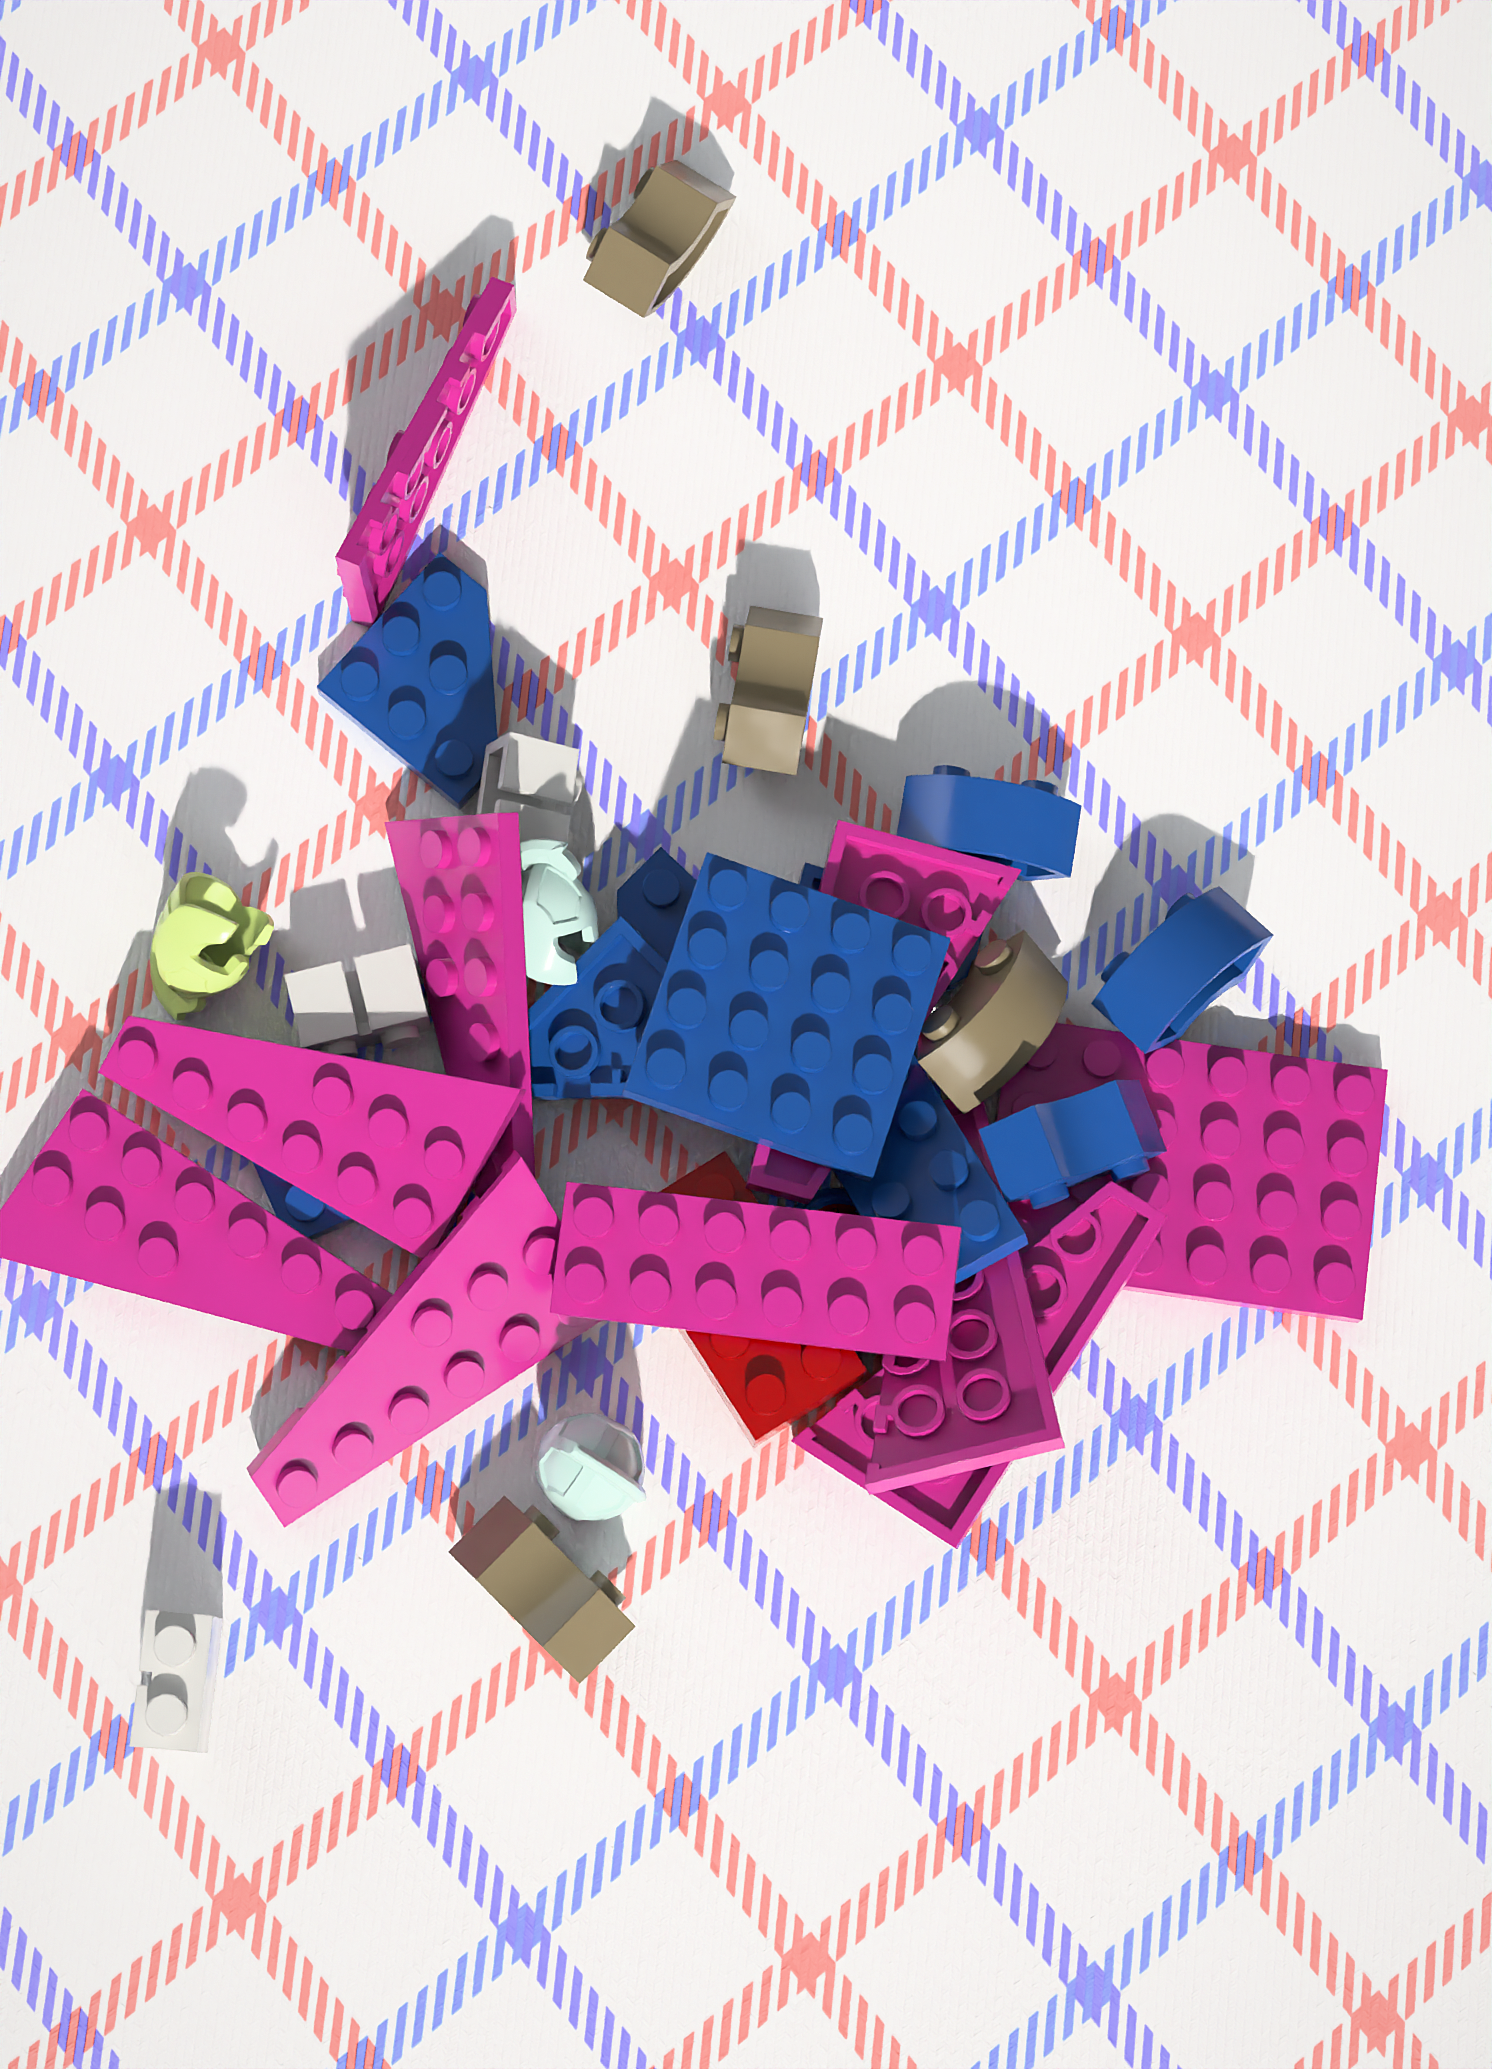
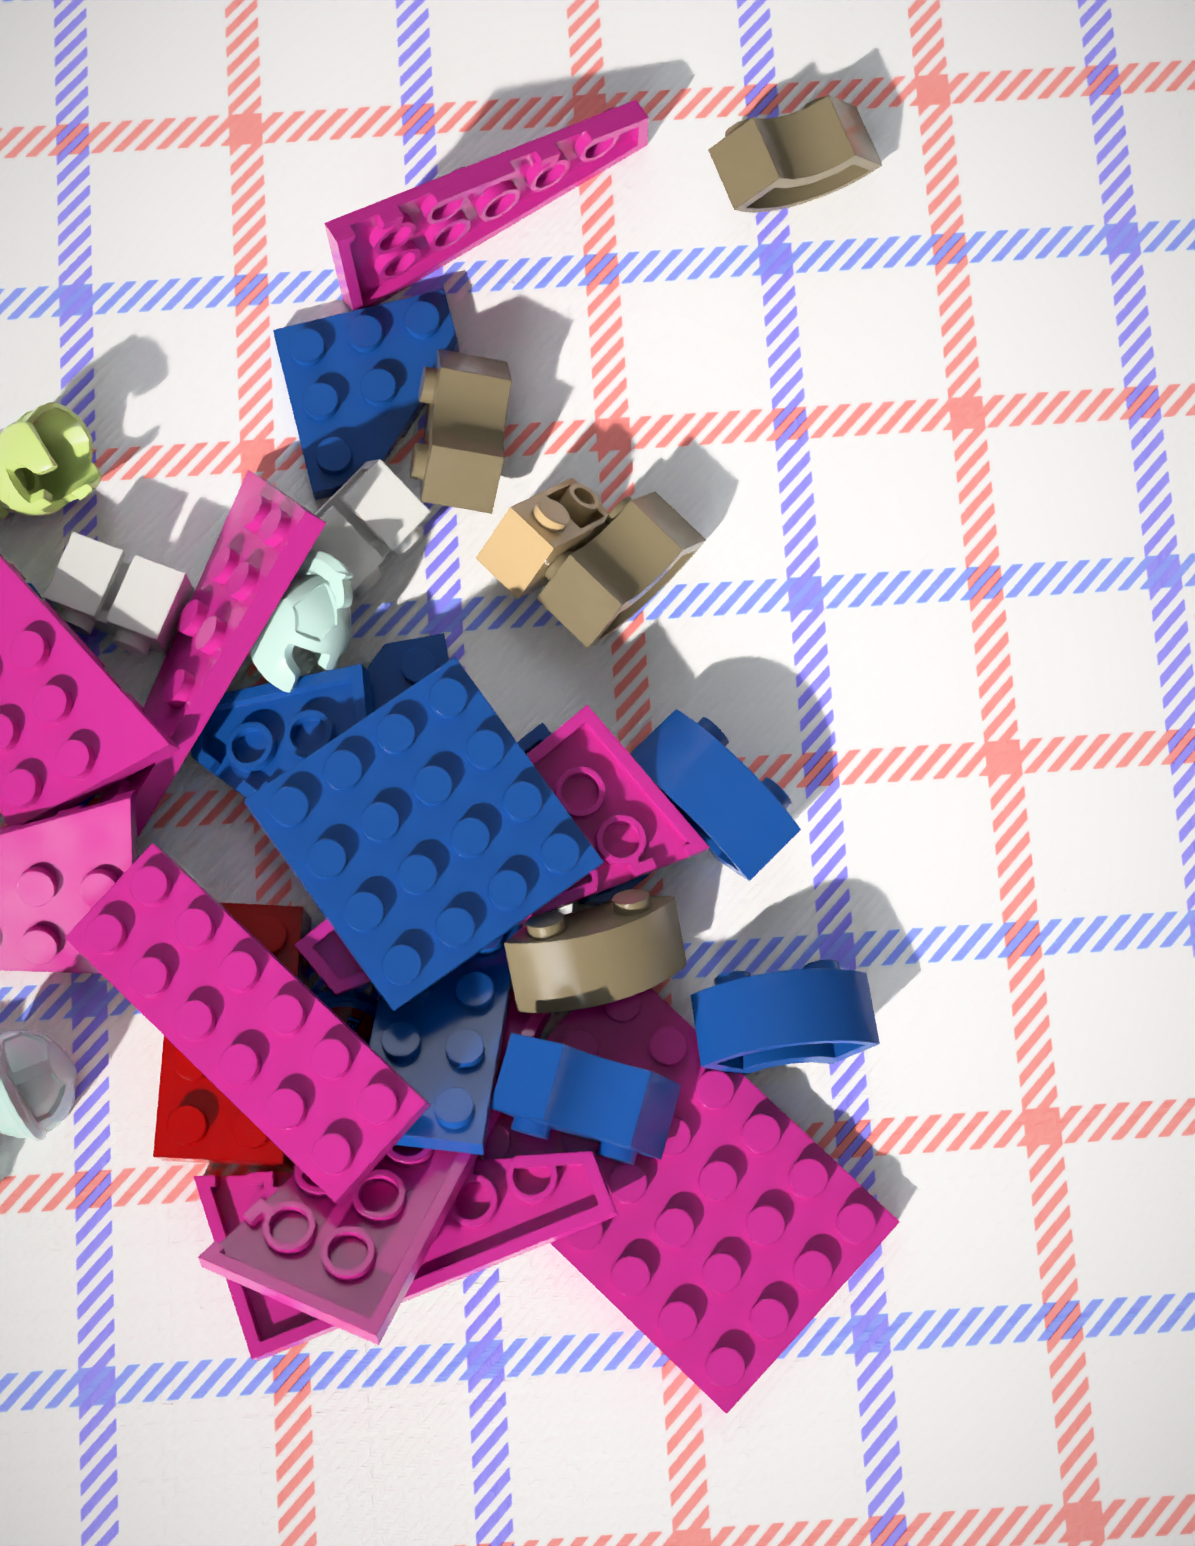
camera: 40 degrees right, 0 degrees up
(552, 662) = (463, 431): none -> dark tan brick
(686, 706) = (539, 532): none -> tan slope

